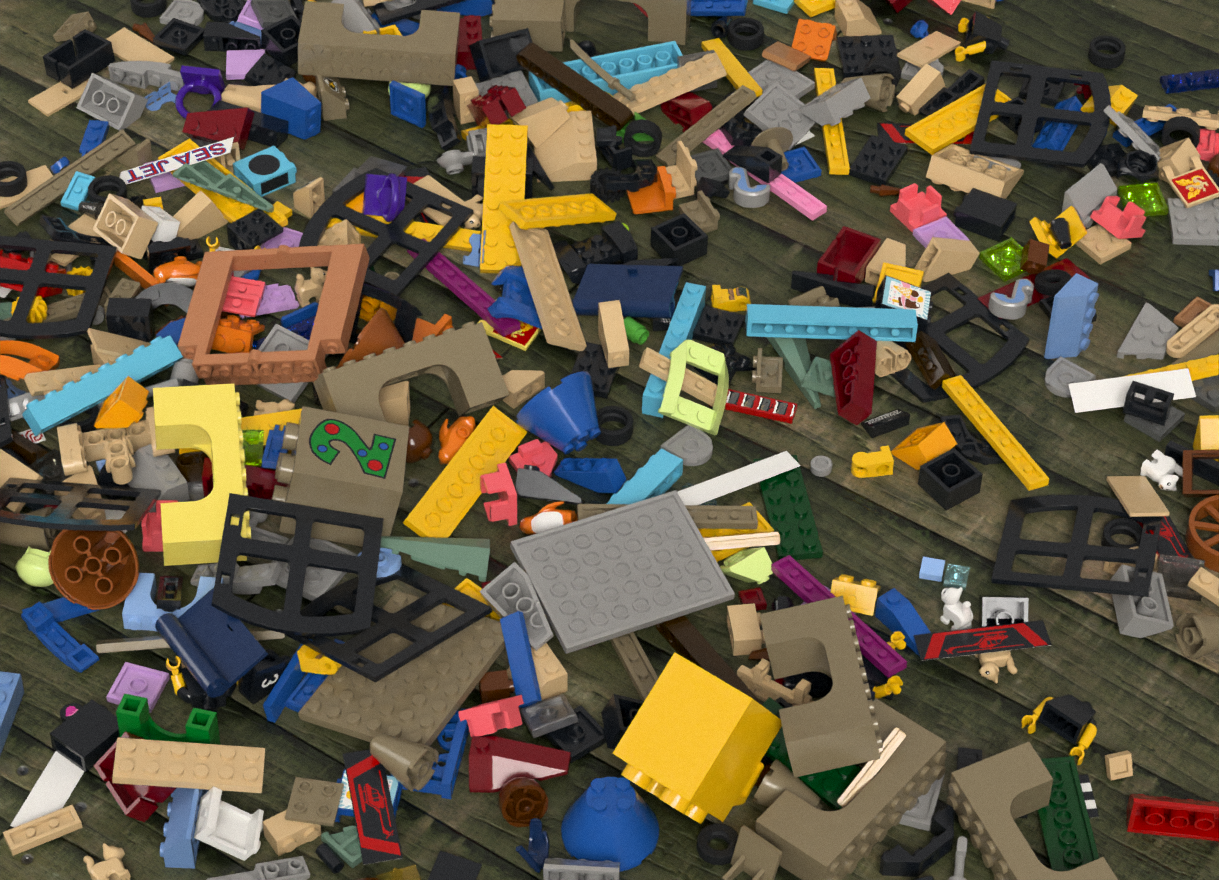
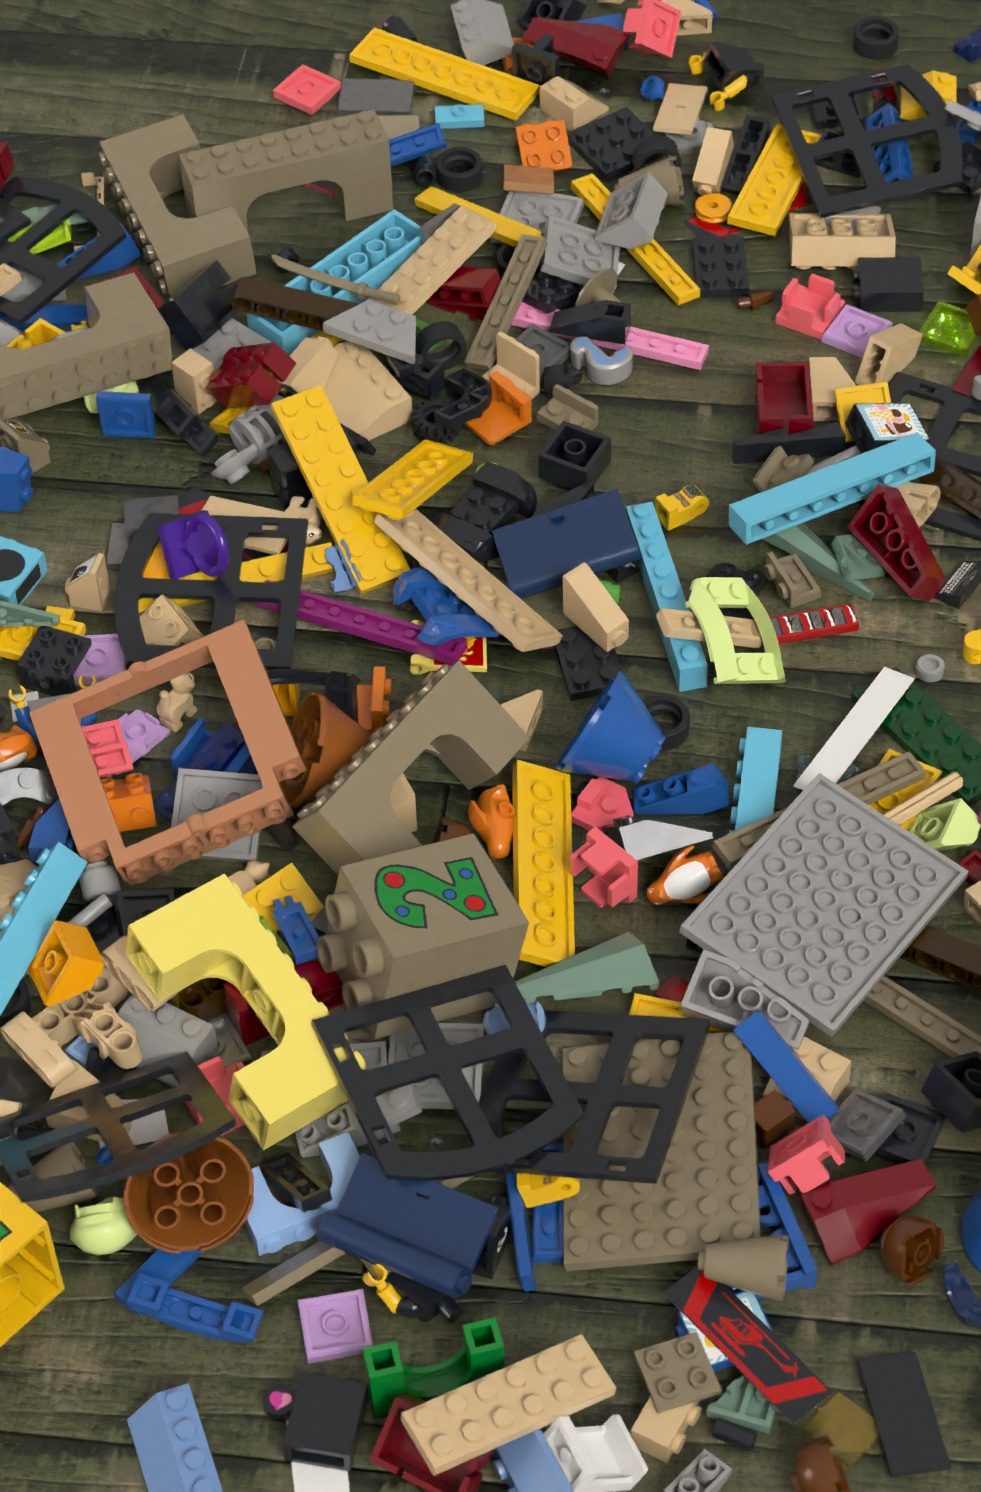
camera: 25 degrees left, 5 degrees up
(599, 108) = (377, 329): none -> light grey wing
(690, 445) = (766, 708): light grey tile -> none
(718, 326) = (693, 545): black plate -> none
(801, 165) = (645, 306): blue tile -> none
(898, 116) = (704, 208): none -> light orange piece

